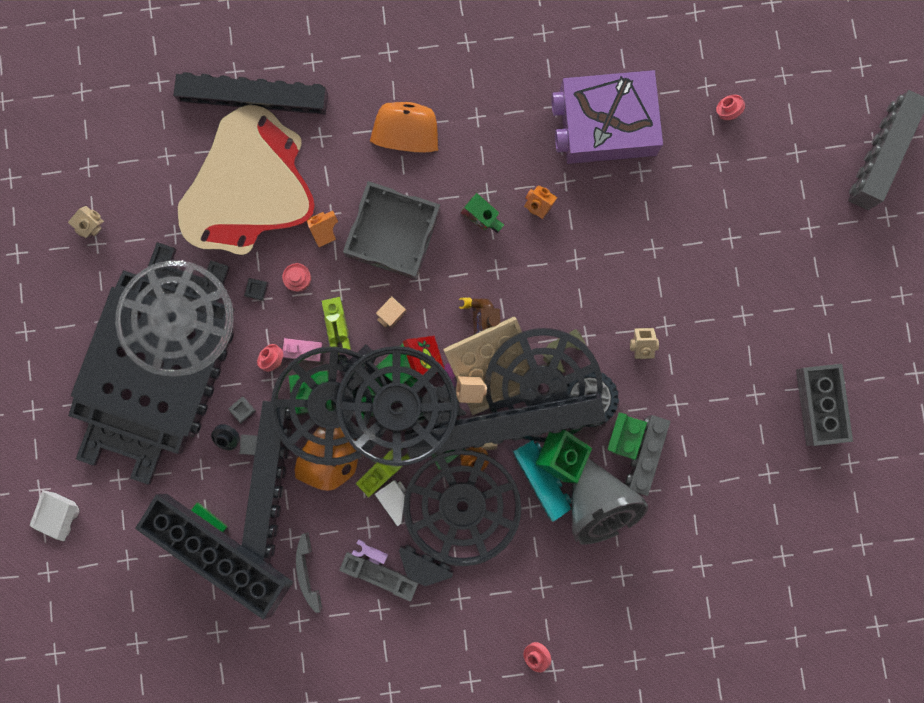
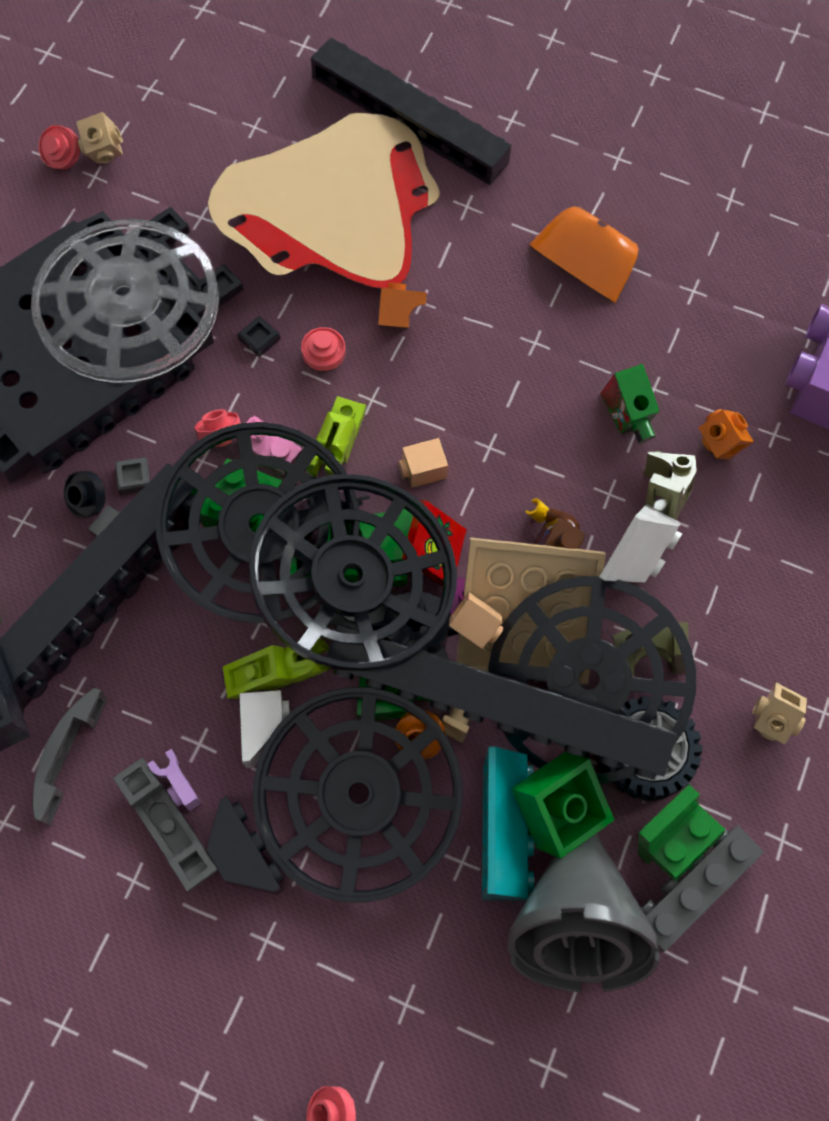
camera: 25 degrees right, 15 degrees down
(66, 240) = (59, 147): none -> coral plate
(325, 476) = (184, 622): orange piece -> none
(392, 230) = (492, 361): dark grey tile -> none
(529, 261) = (670, 479): none -> olive tile
(531, 299) = (642, 547): none -> white slope

